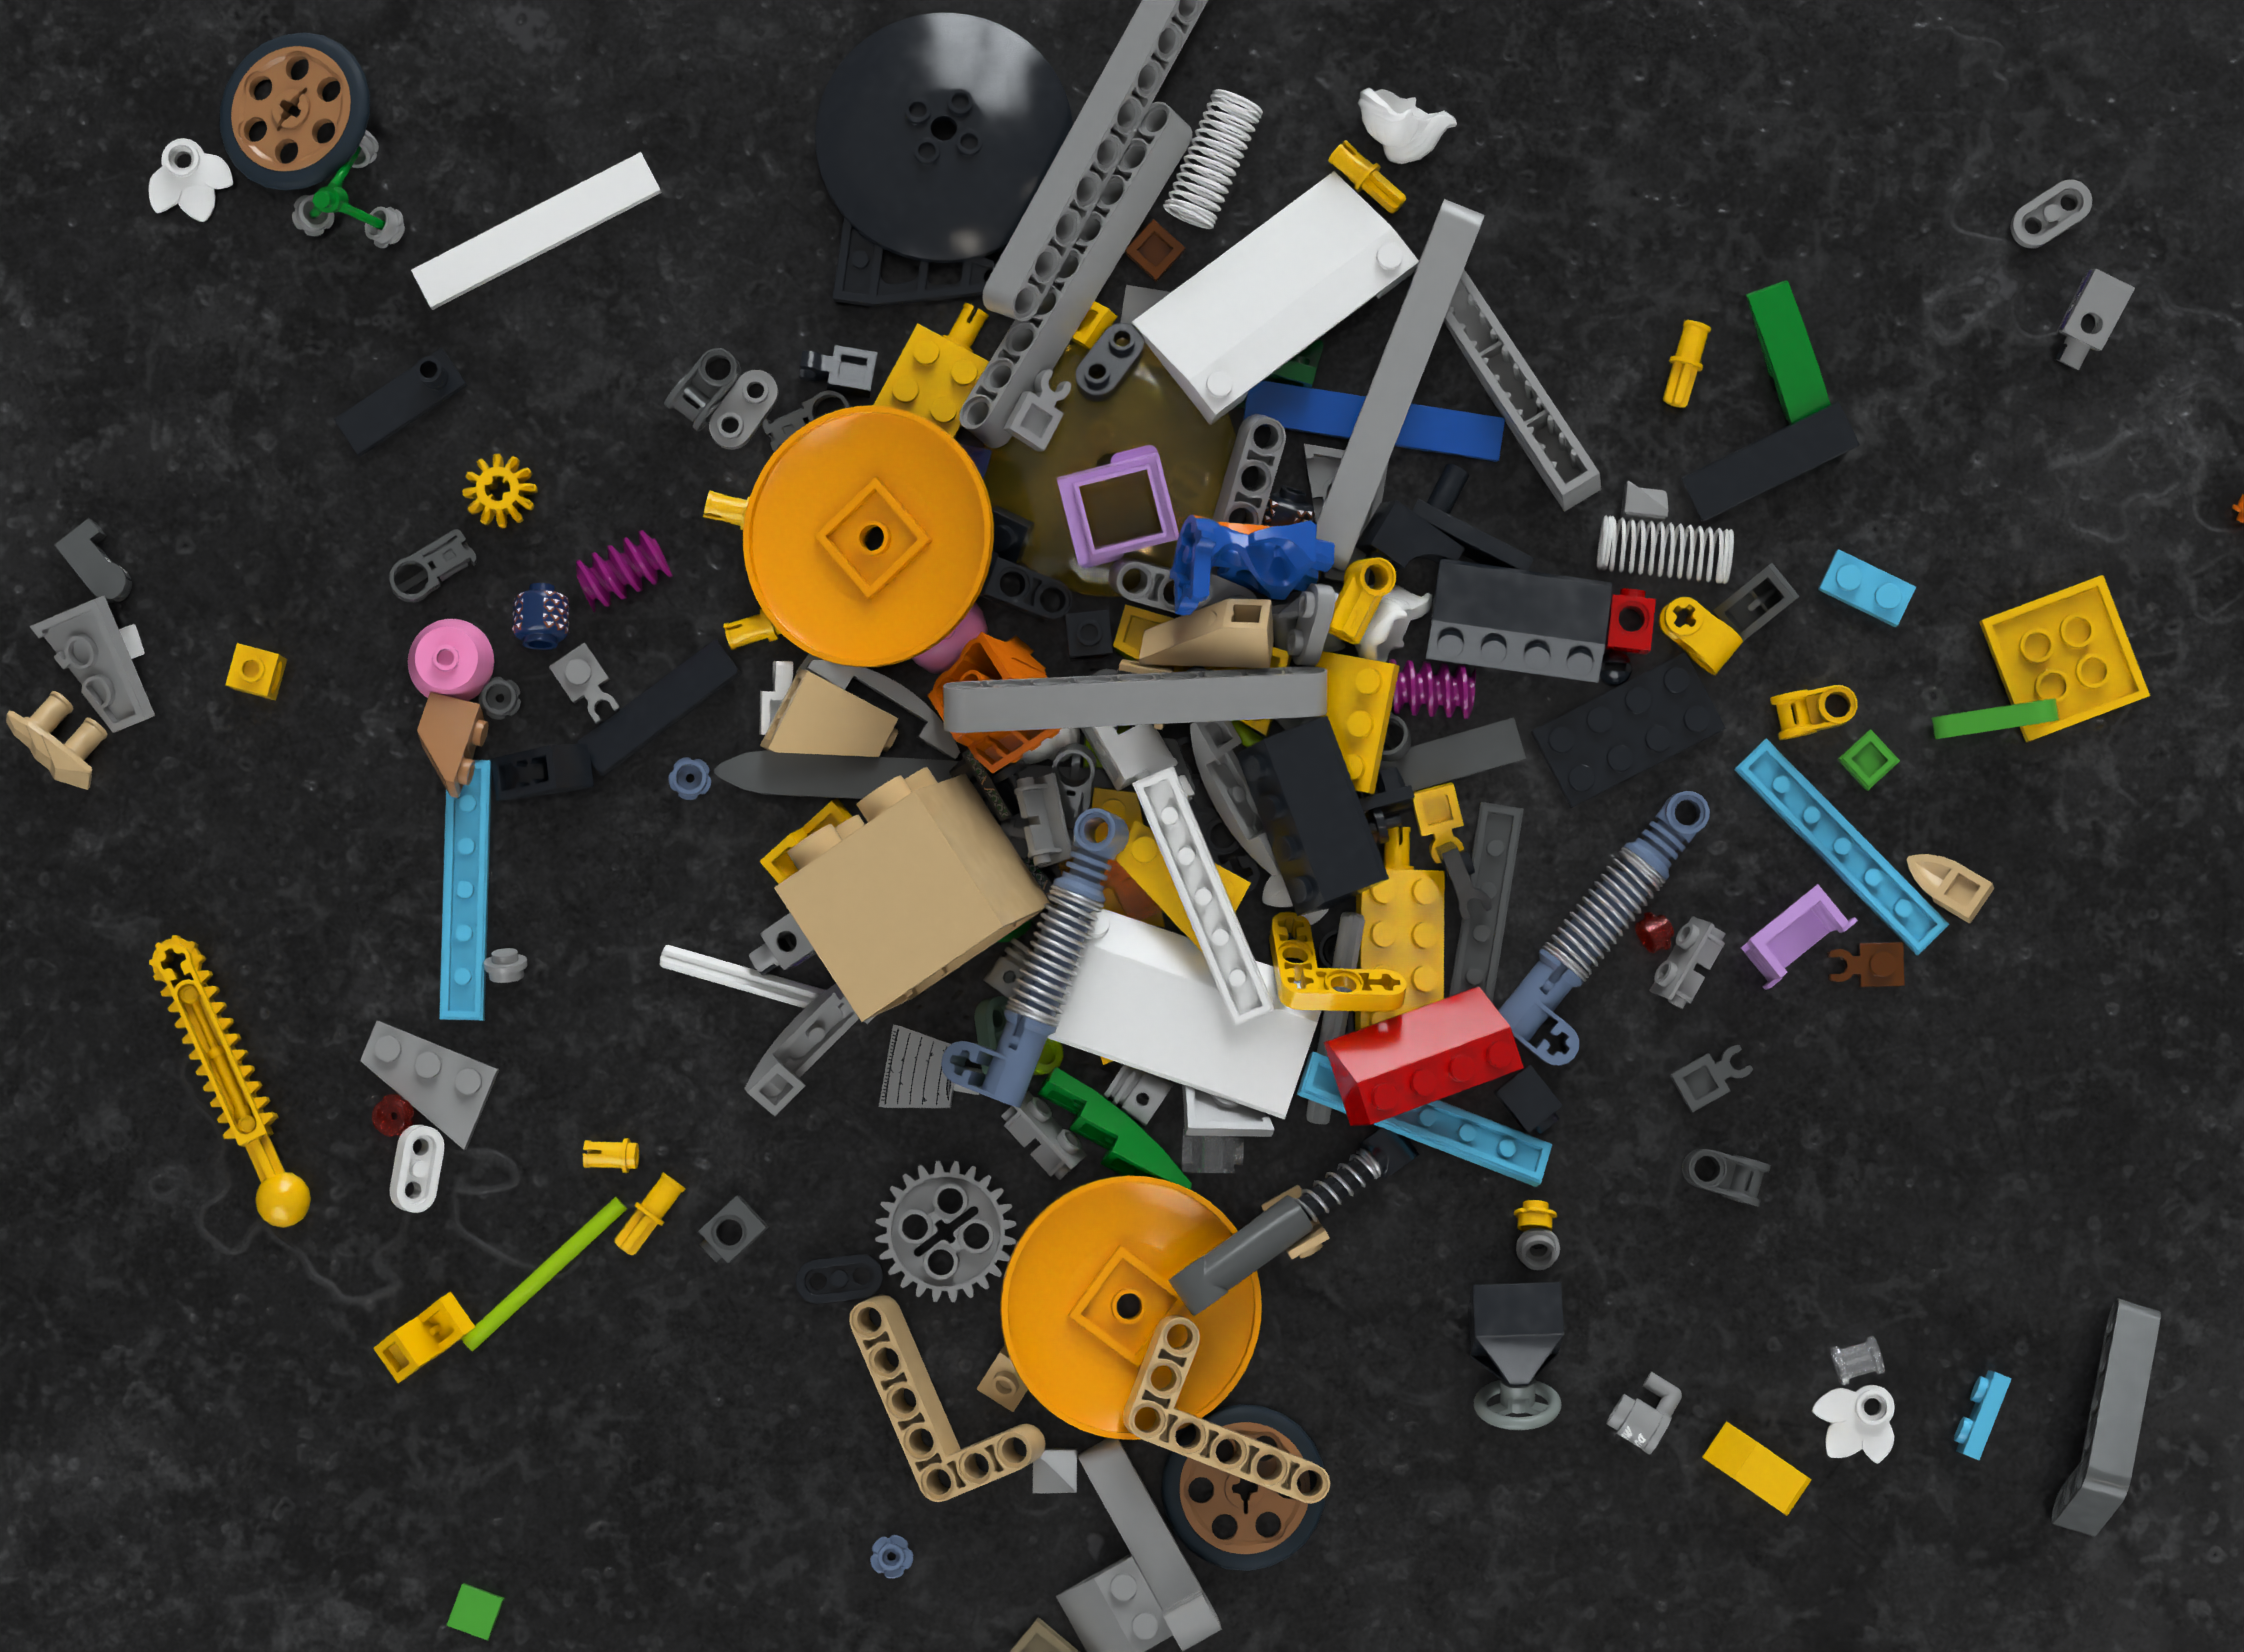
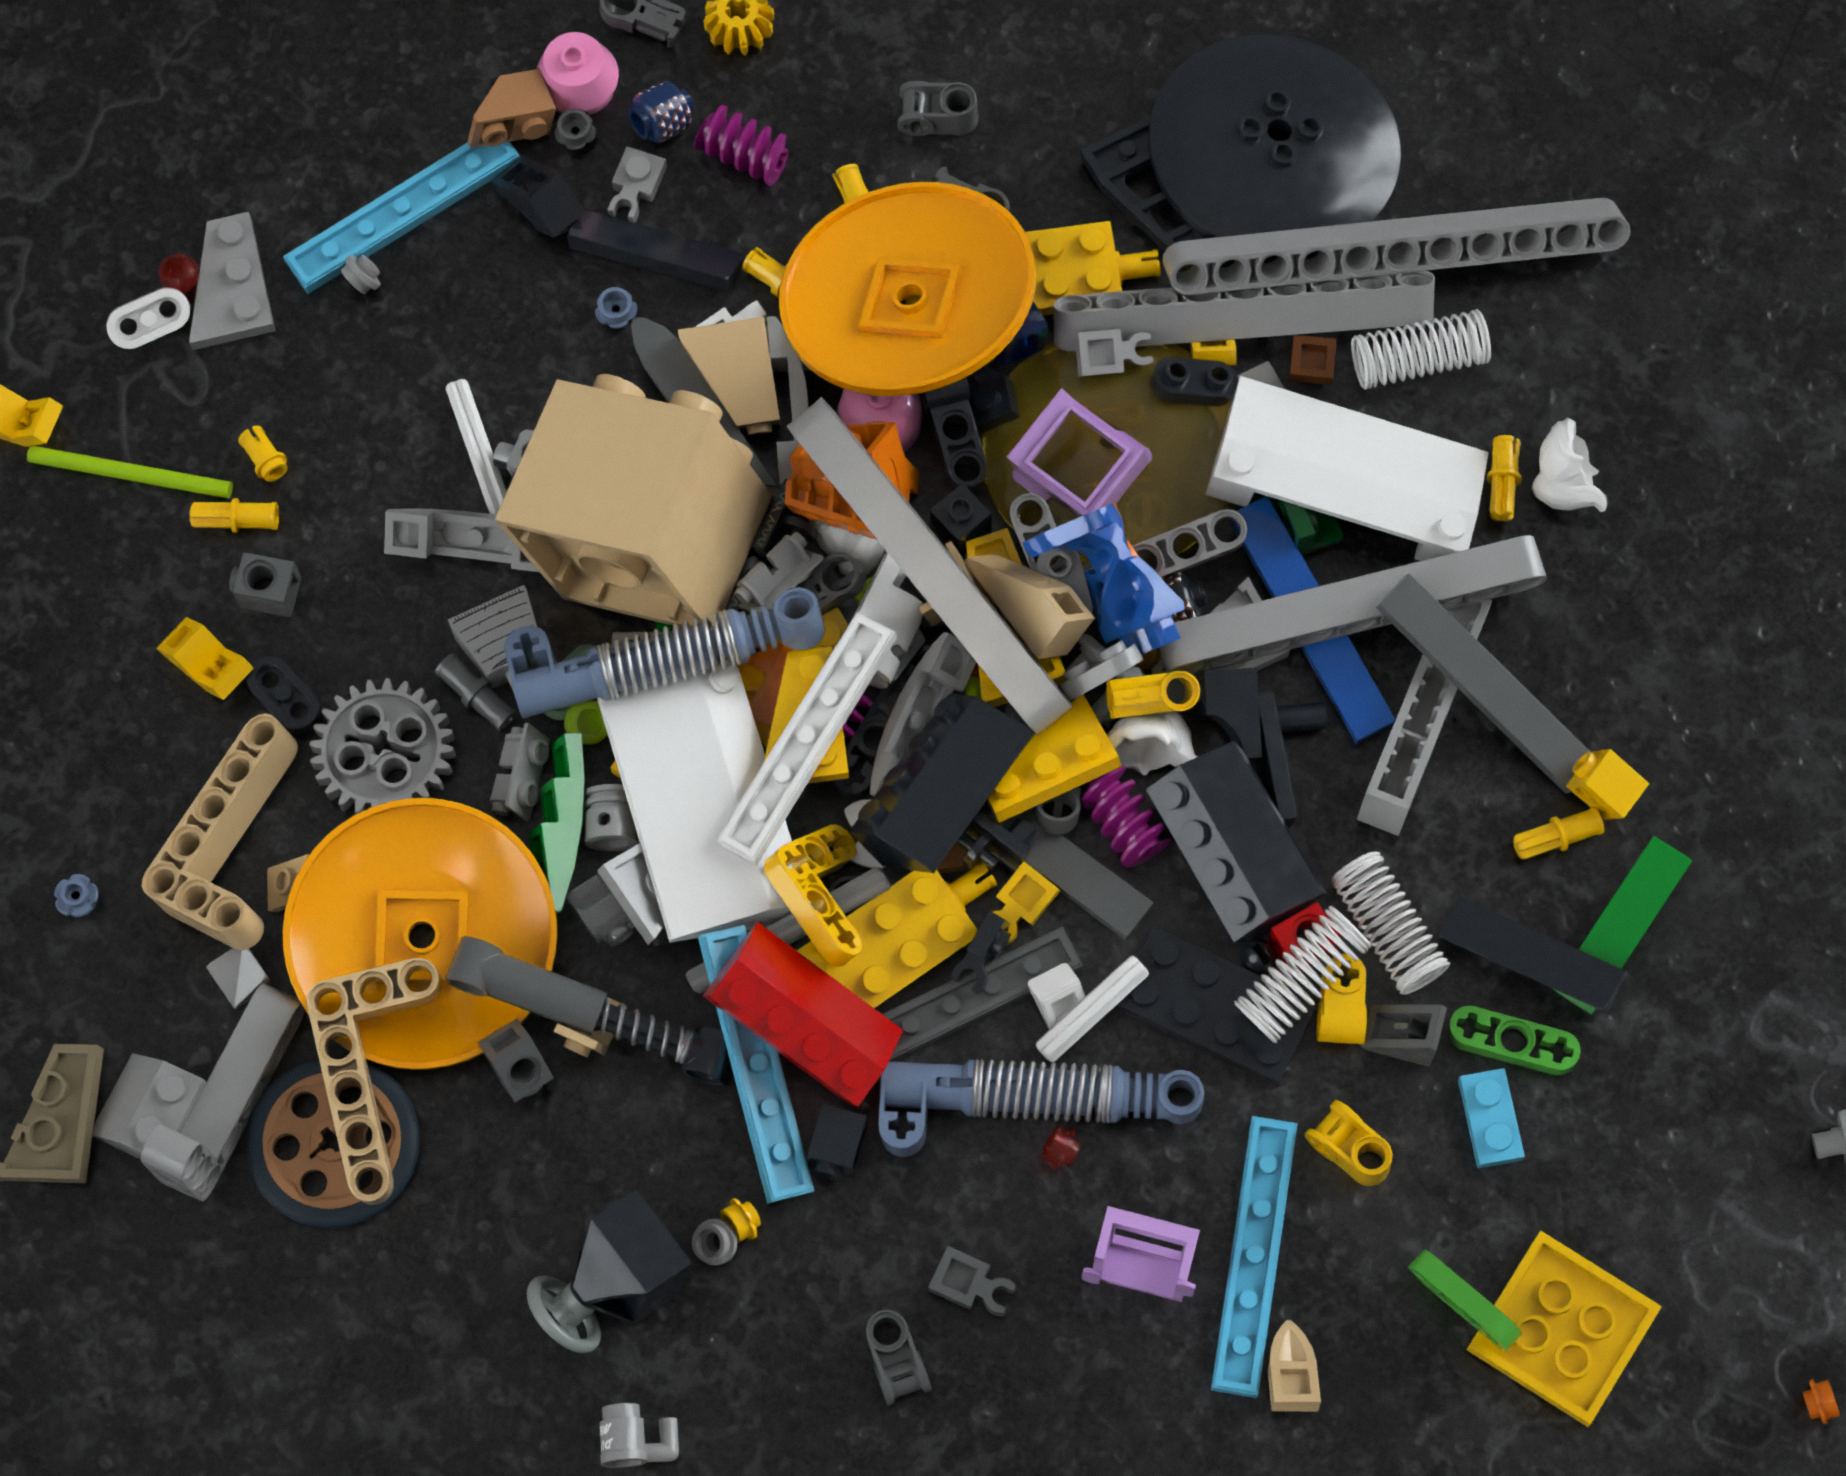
camera: 55 degrees right, 15 degrees down
(282, 1195) = (187, 45): yellow gear -> none
(746, 410) = (942, 151): light grey plate -> none
(760, 1321) = (204, 658): none -> yellow slope
(847, 371) = (1029, 199): plate -> none
(950, 1124) = (476, 692): none -> dark grey pin
(1287, 1302) = (506, 1048): none -> dark grey brick
(1534, 328) = (1483, 680): none -> dark grey tile
(1534, 845) = (1056, 993): none -> white slope
(1566, 828) = (1092, 1009): none -> white axle
(1644, 504) = (1414, 880): light grey slope -> none
(1678, 297) = (1606, 783): none -> yellow brick
(1679, 711) = (1261, 1016): none -> white piece
(1695, 943) = (1073, 1191): light grey hinge -> none
(1838, 496) = (1543, 1060): none -> bright green beam
(1868, 760) = (1346, 1225): bright green tile -> none
(1875, 965) = (1175, 1358): reddish brown plate -> none

